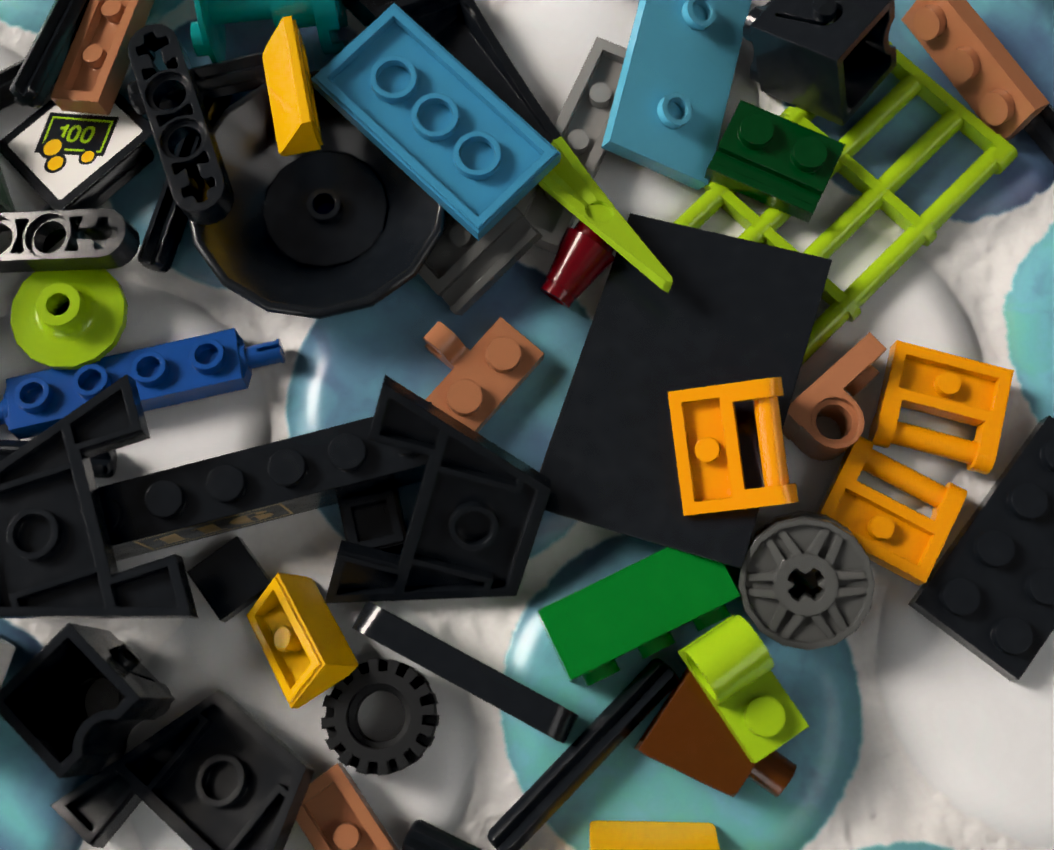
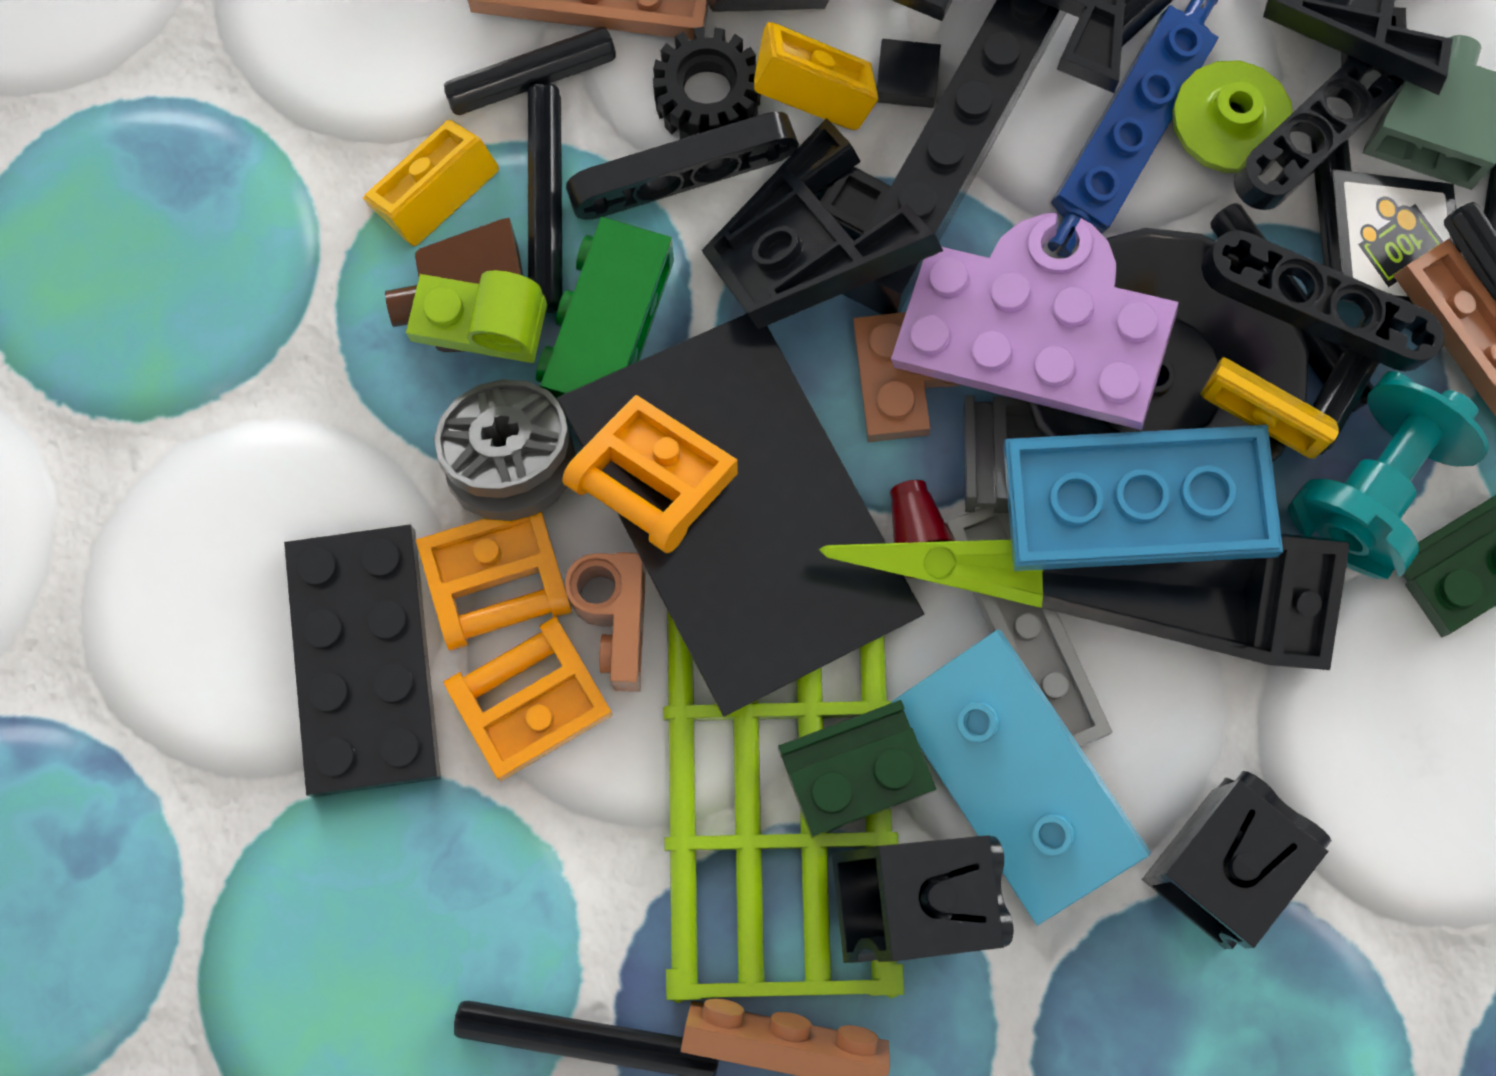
camera: 130 degrees right, 0 degrees up
(370, 282) = (1038, 325): none -> lavender plate

